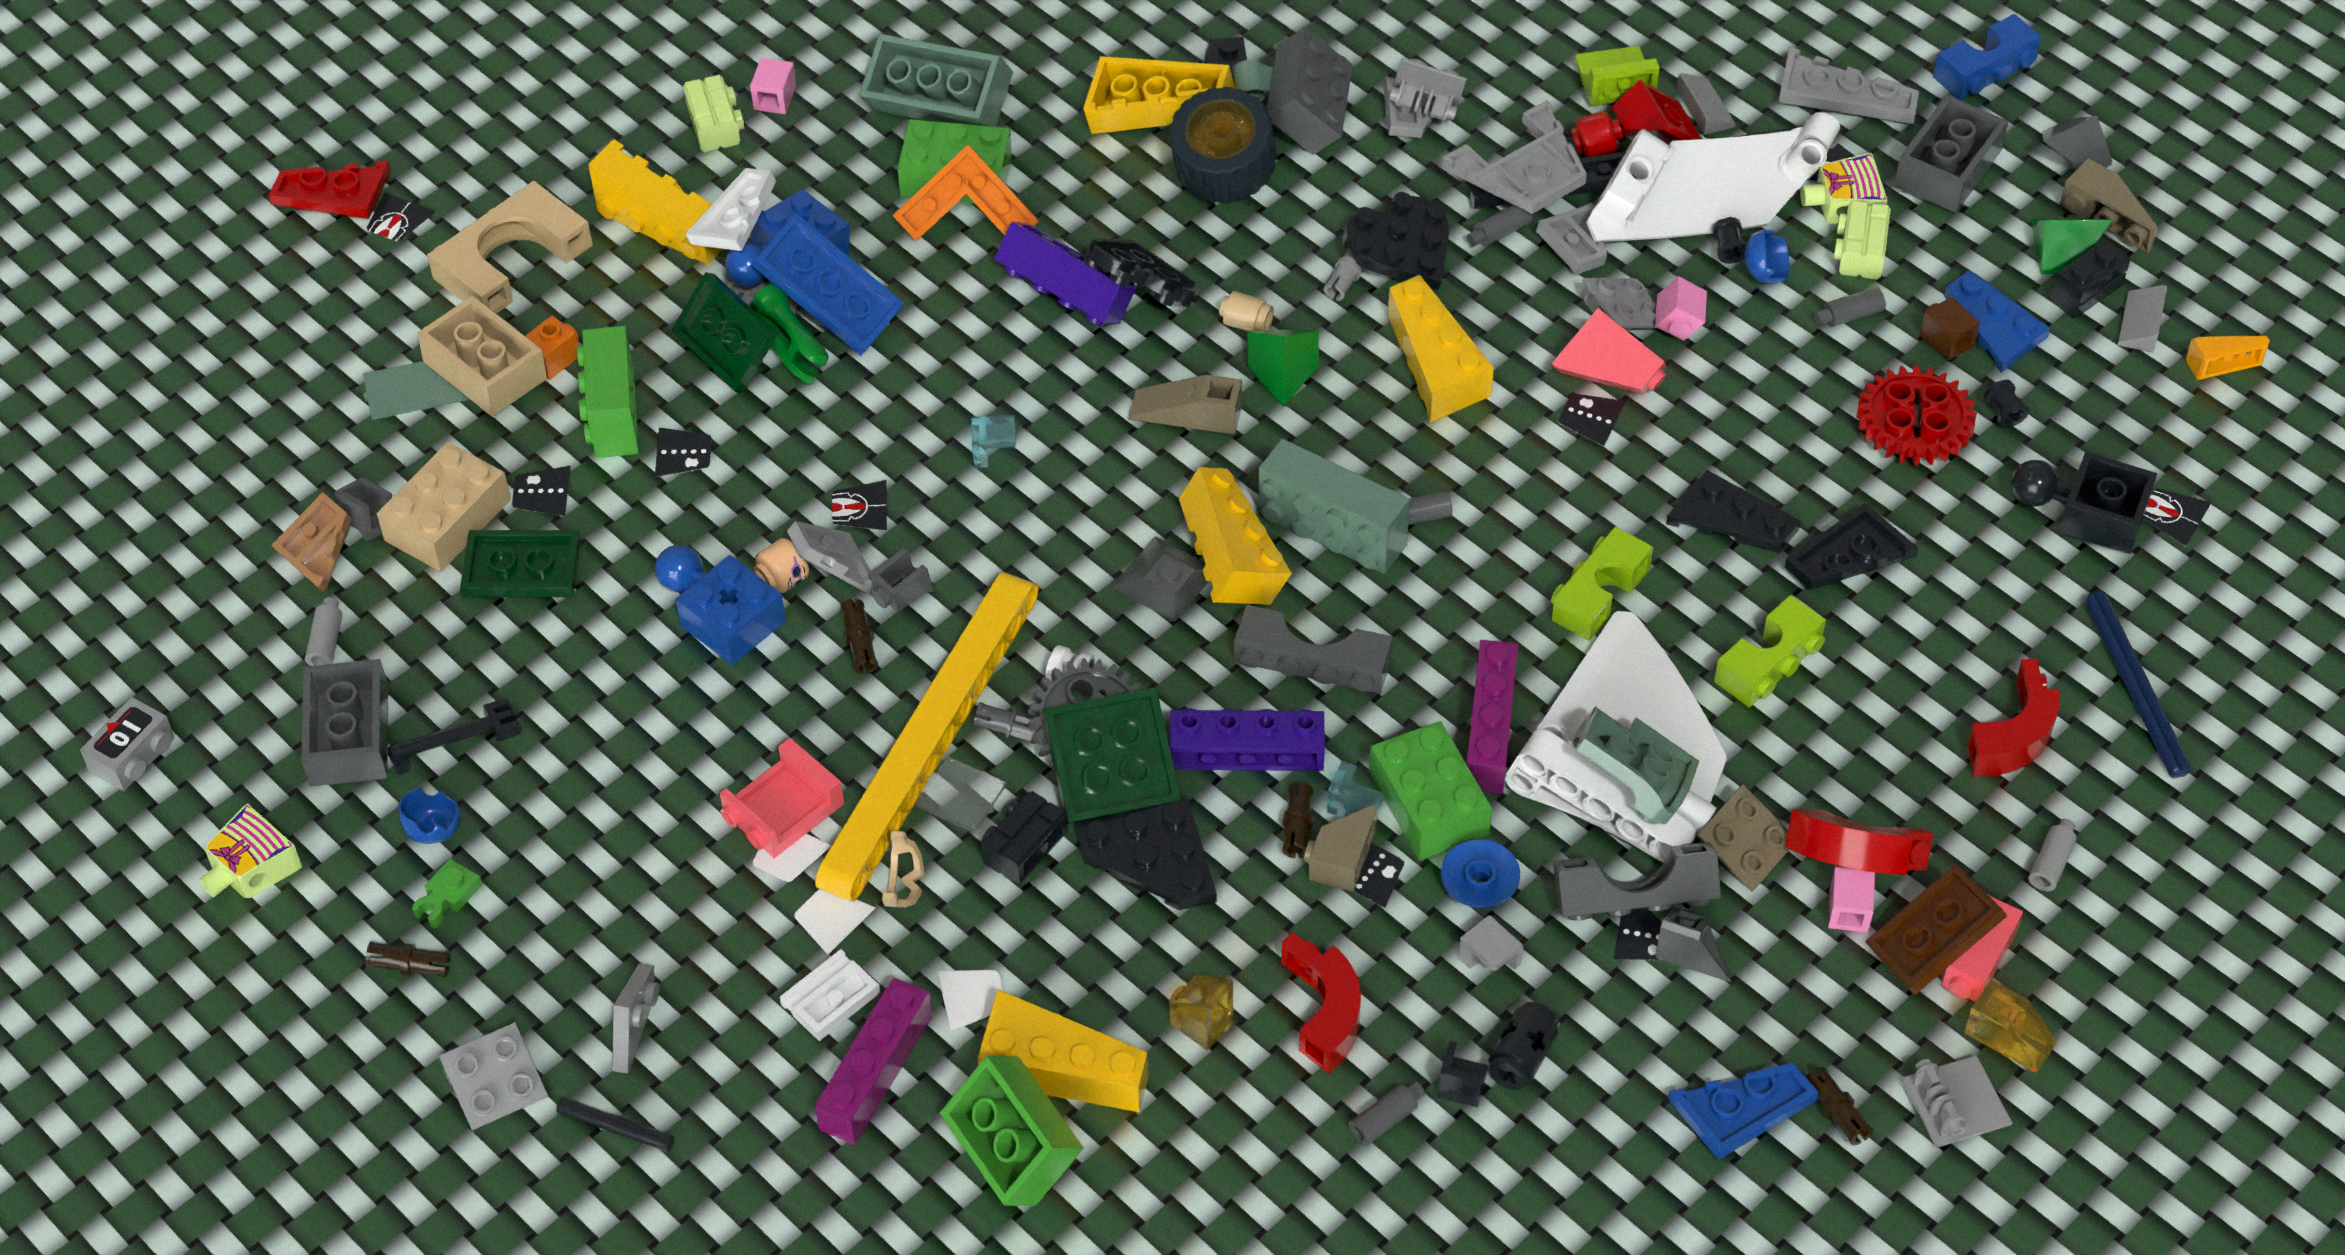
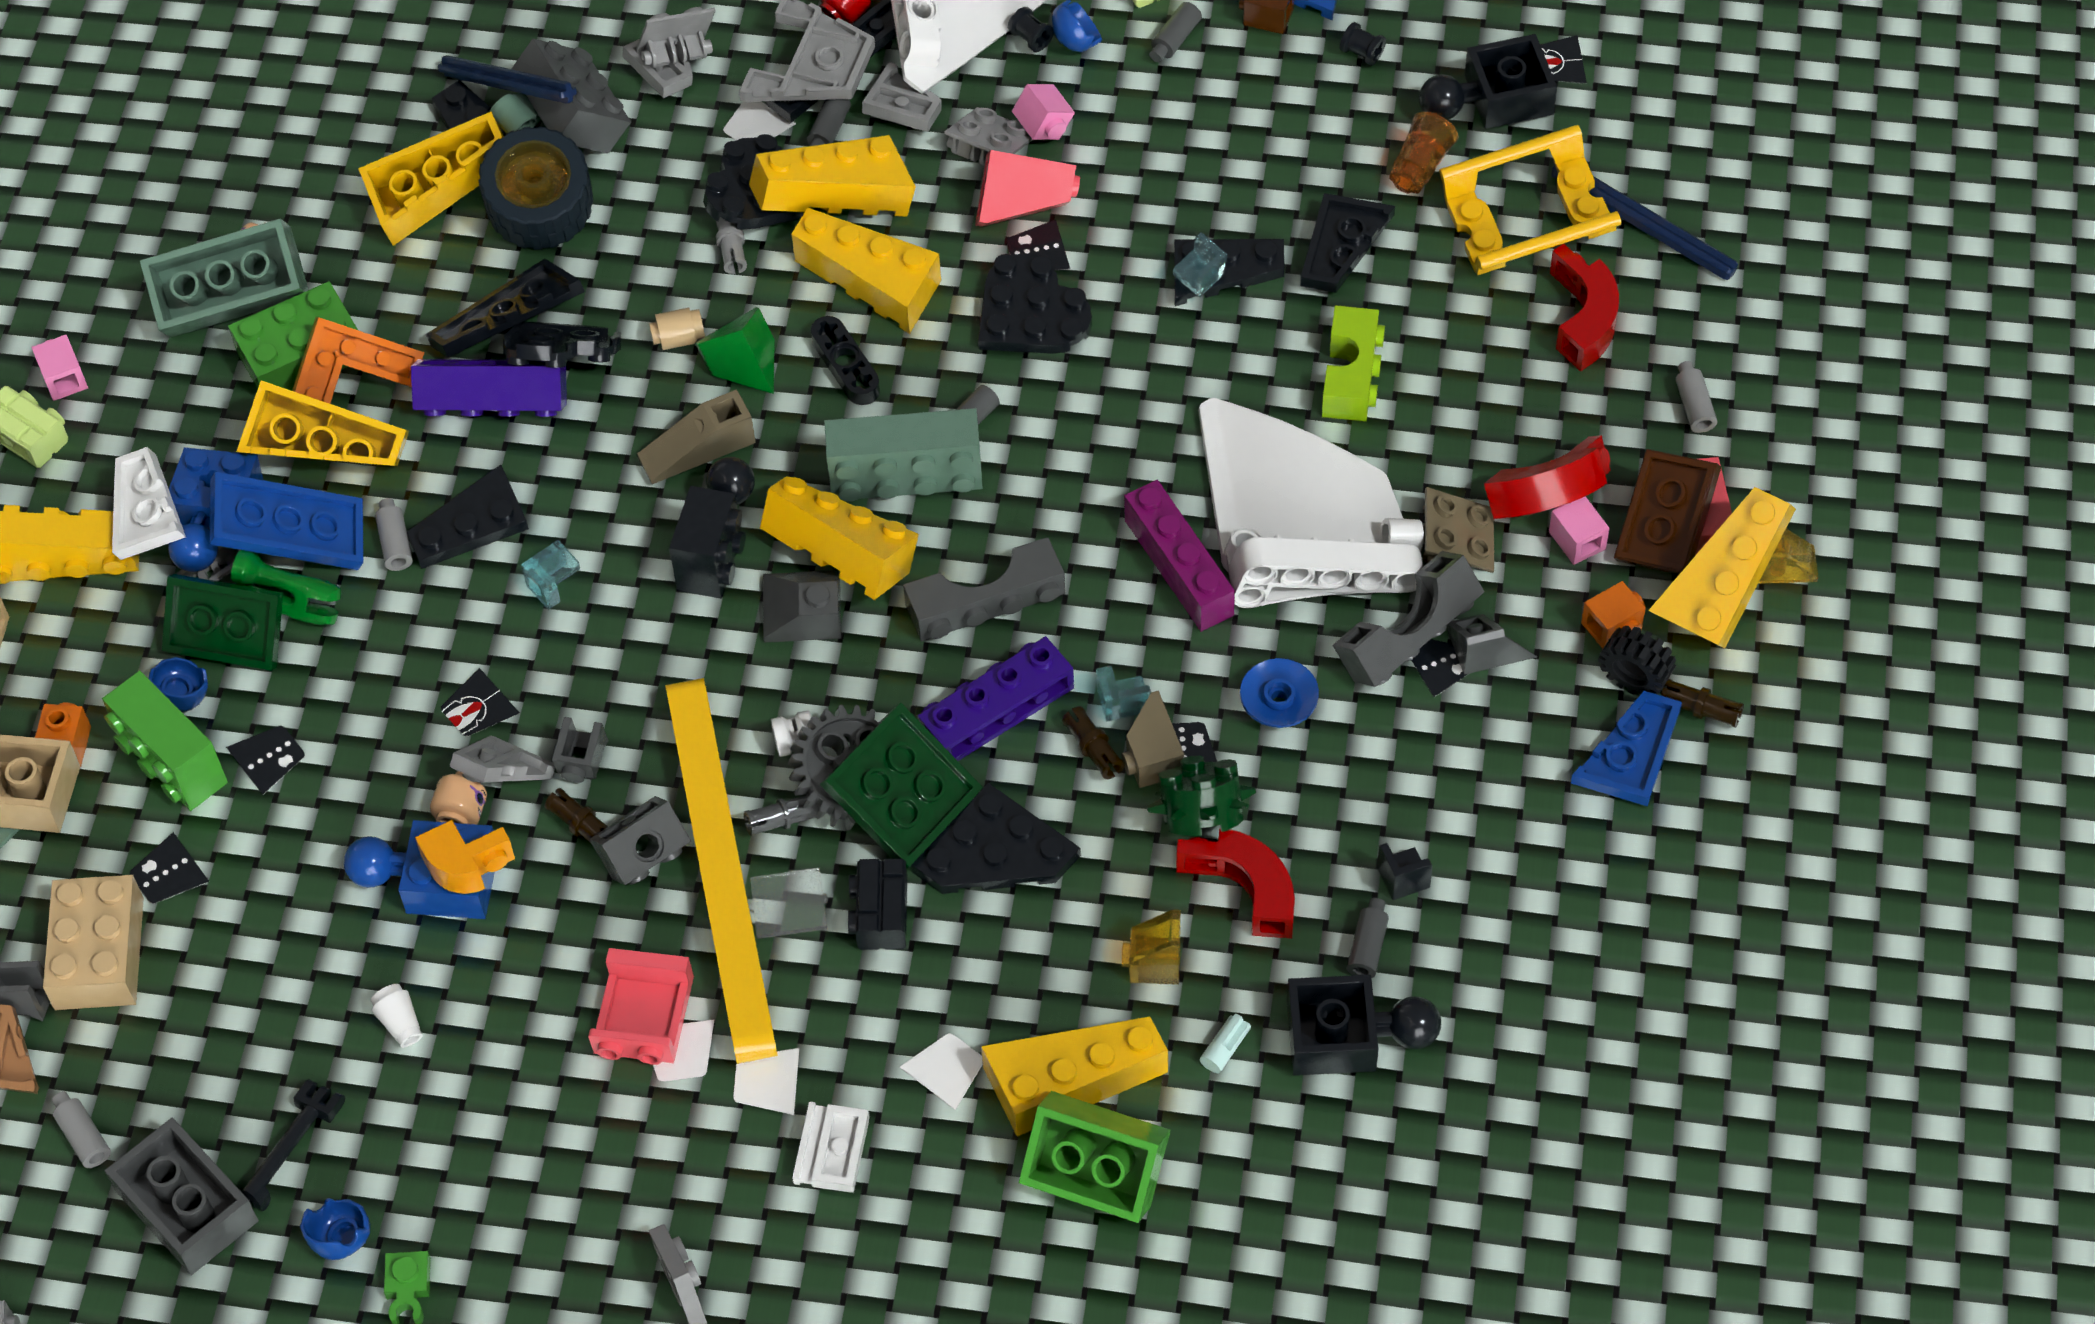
camera: 35 degrees left, 5 degrees up
(520, 563) = (211, 949): dark green plate -> none
(606, 690) = (396, 1013): none -> white cone
(658, 359) = (180, 682): none -> blue hair
(729, 600) = (458, 864): none -> light orange brick
(873, 1061) = (921, 1177): magenta brick -> none
(900, 845) = (784, 978): tan helmet -> none
(902, 226) = (308, 428): none -> yellow wedge
(903, 663) = (618, 842): none -> dark grey brick
(904, 344) = (393, 536): none -> light grey cylinder
(972, 367) = (469, 521): none -> black wing
(1130, 475) = (710, 529): none -> black brick
(1138, 223) = (507, 306): none -> black wing
(1199, 1118) = (1225, 1043): none -> light aqua piece
(1267, 50) = (507, 79): none -> dark blue axle
(1298, 1158) = (1338, 1029): none -> black brick
(1338, 910) = (1201, 796): none -> dark green brick
(1355, 400) = (845, 346): none -> black beam
(1430, 790) = (1182, 649): bright green brick -> none
(1448, 191) = (754, 120): none -> white sticker
(1461, 264) = (834, 177): none -> yellow wedge
(1491, 945) = (1339, 745): light grey panel -> none
(1523, 1045) = (1434, 828): black piece -> none
(1542, 456) = (1029, 309): none -> black plate
(1614, 561) = (1170, 411): lime arch -> none
(1641, 759) = (1338, 515): sand green slope -> none
(1705, 501) = (1201, 266): none -> clear light blue panel
(1803, 1033) = (1637, 661): none -> black tyre
(1822, 987) = (1611, 610): none -> orange brick
(1889, 415) = (1301, 94): red gear -> none
(1942, 1004) = (1726, 571): none -> yellow wedge
(1955, 1100) = (1781, 642): light grey hinge -> none
(1980, 518) = (1423, 150): none -> clear orange plant
(1982, 596) = (1574, 181): none -> yellow piece

